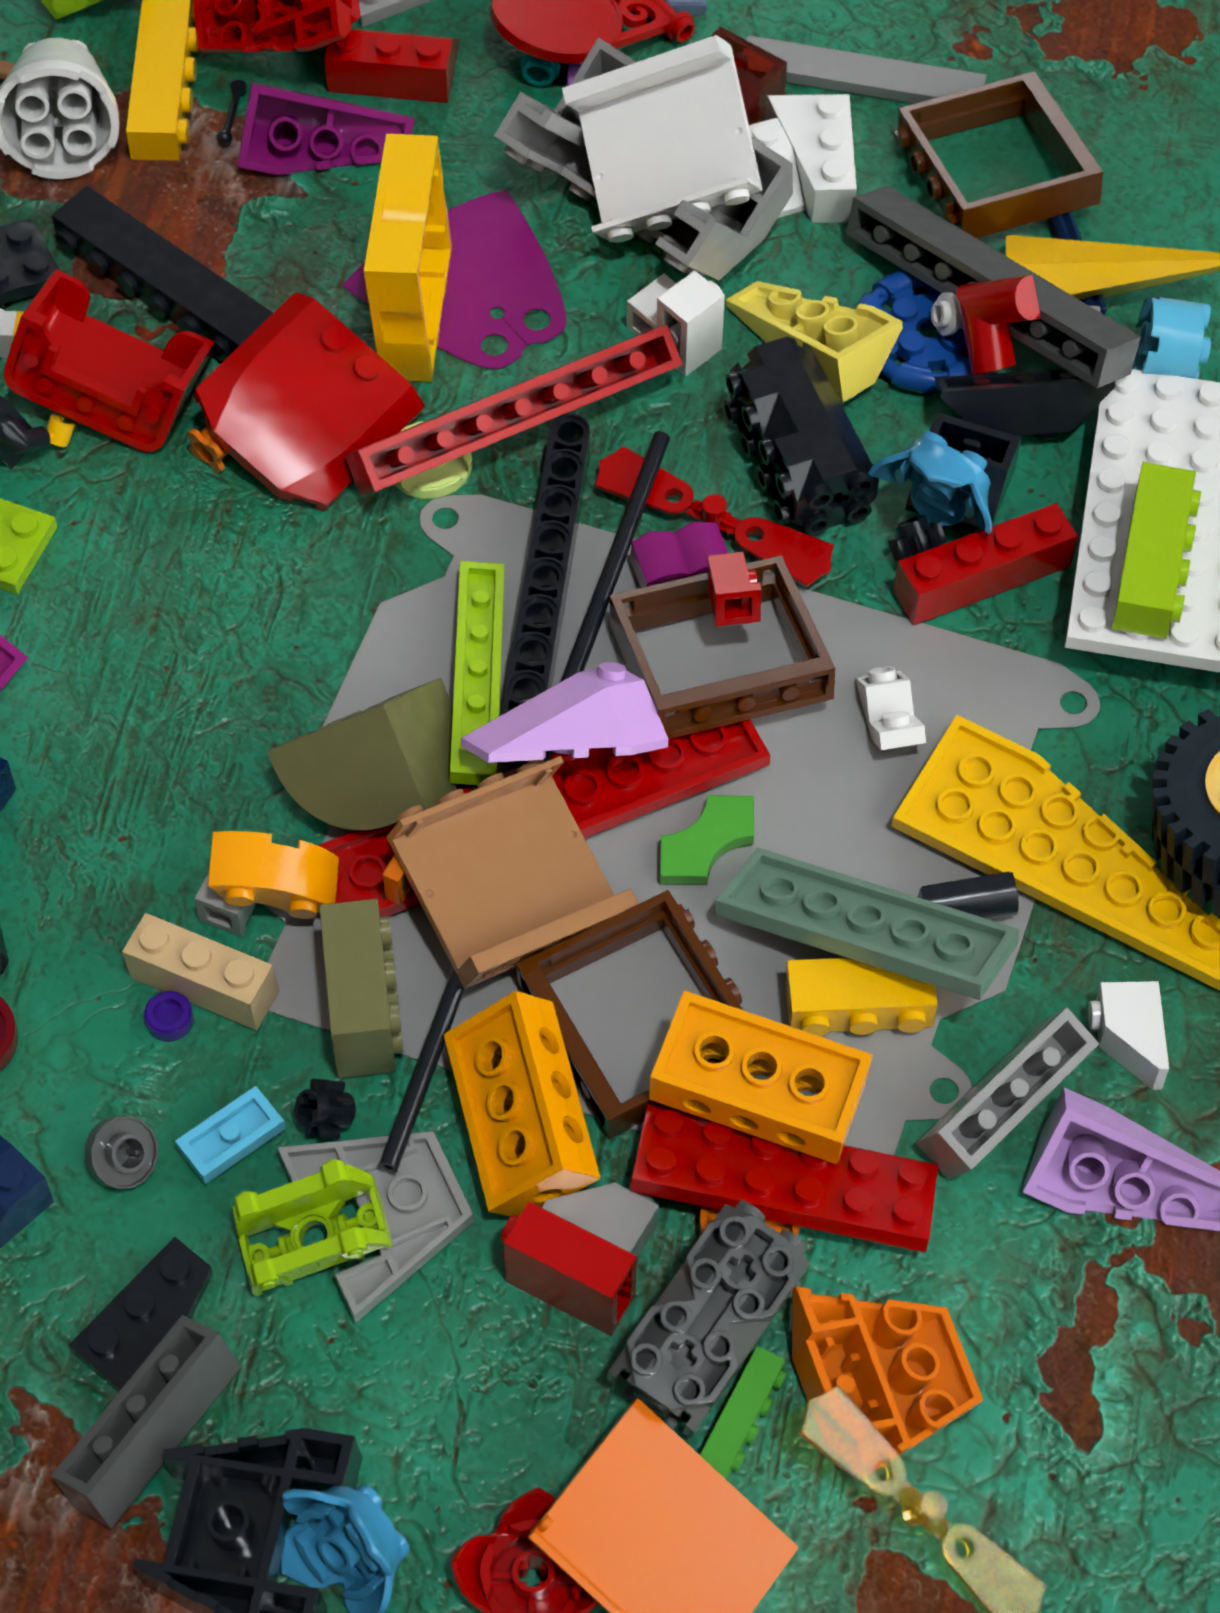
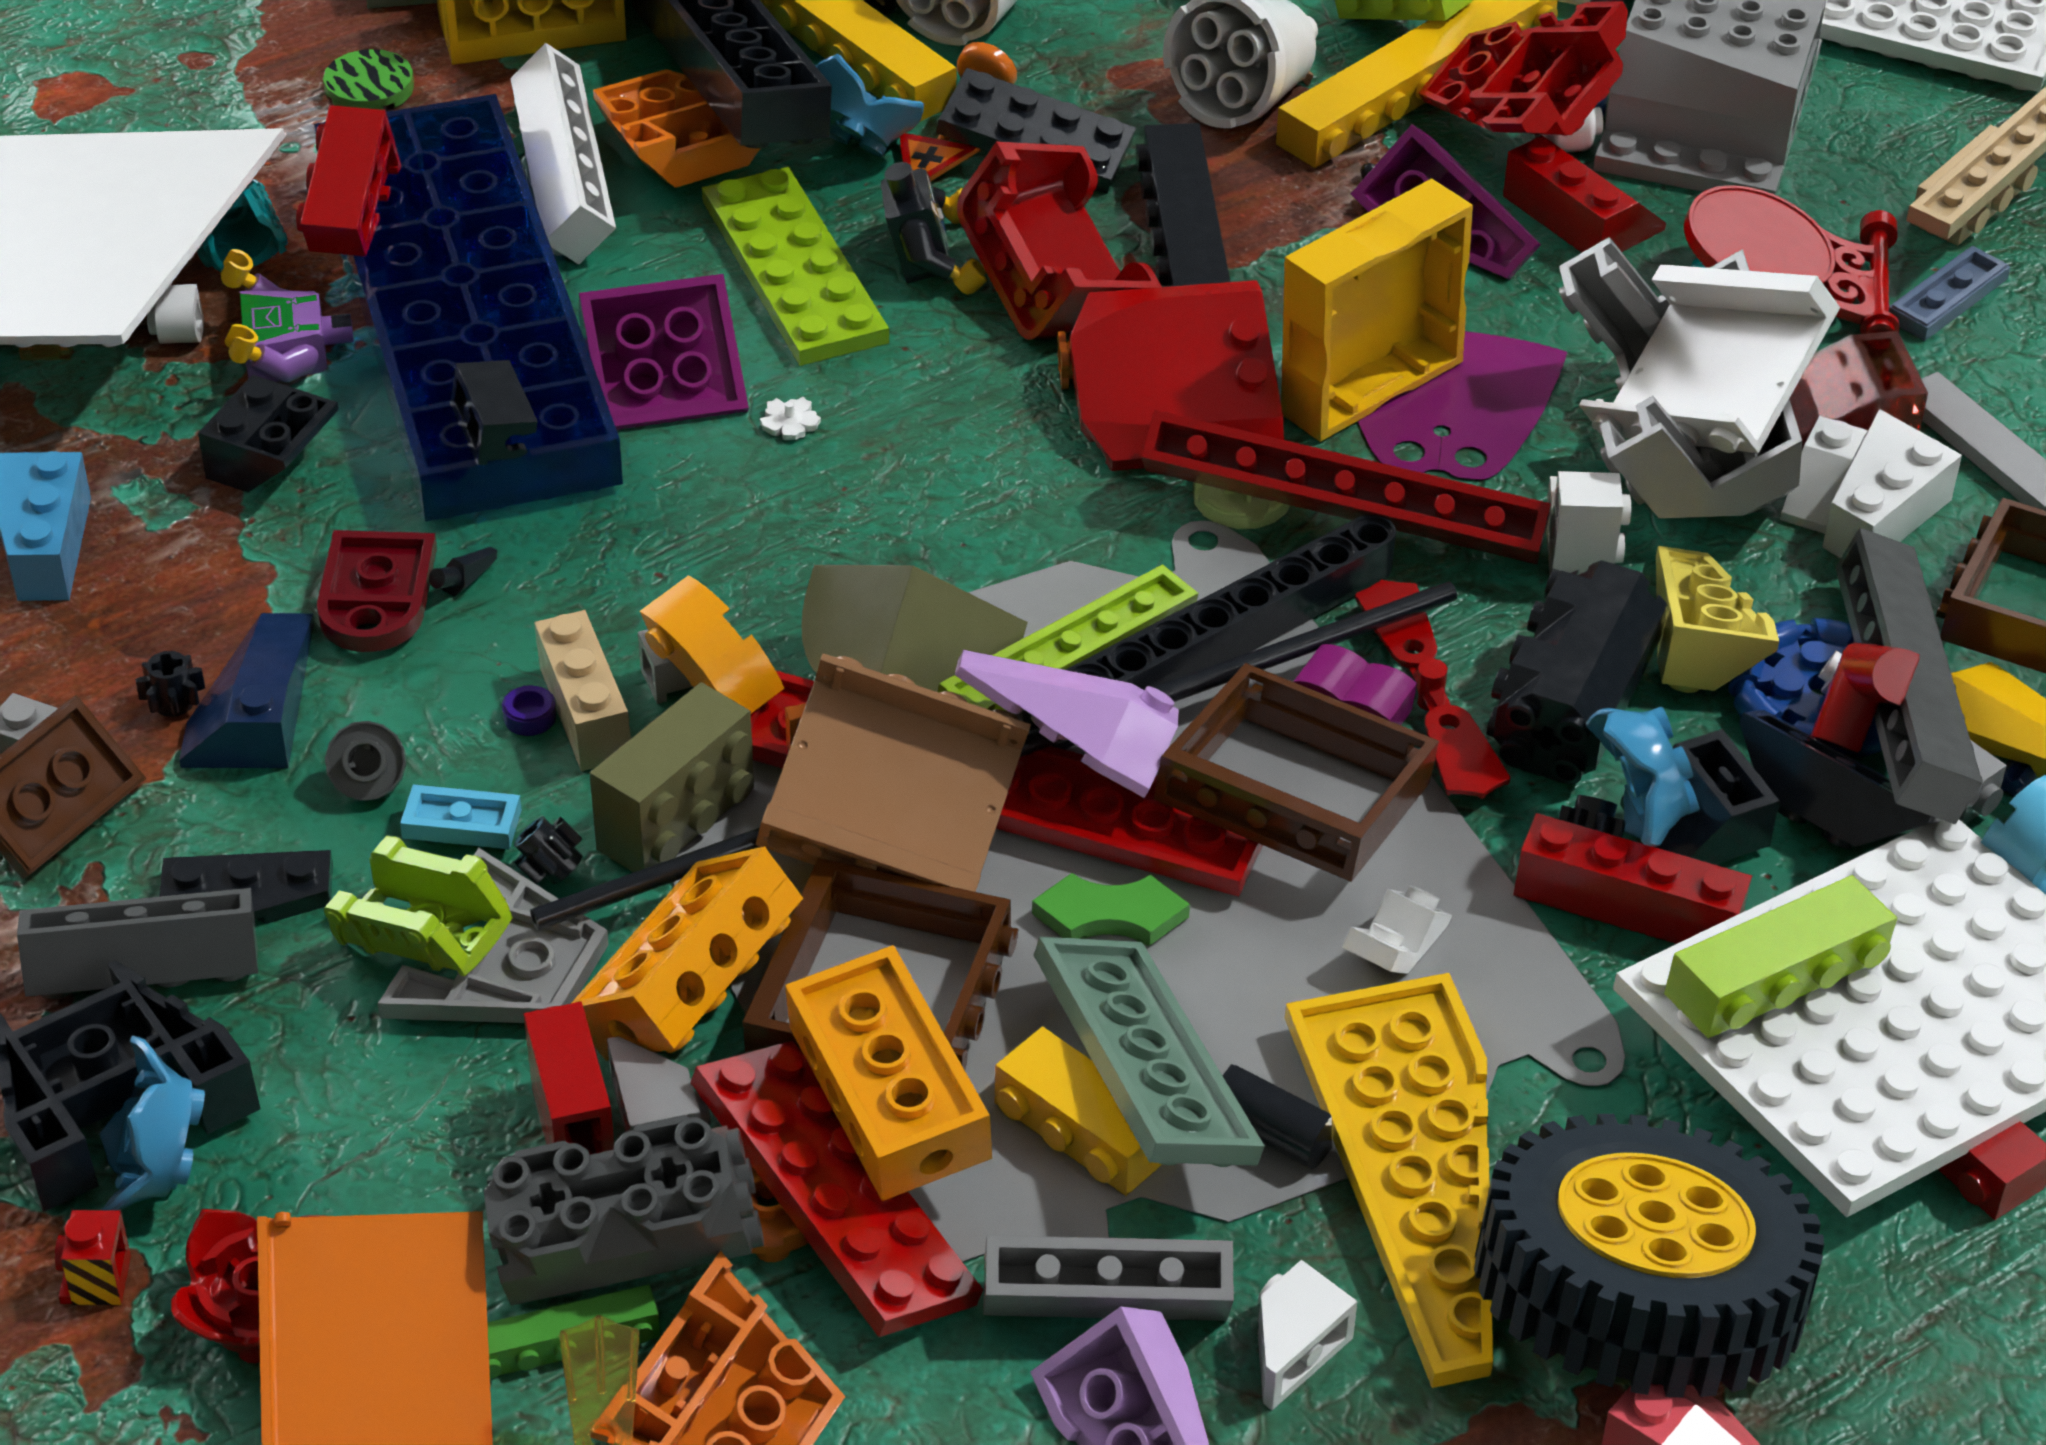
camera: 45 degrees right, 15 degrees down
(65, 643) = (789, 418): none -> white plant
(733, 590) = (1345, 720): red brick -> none

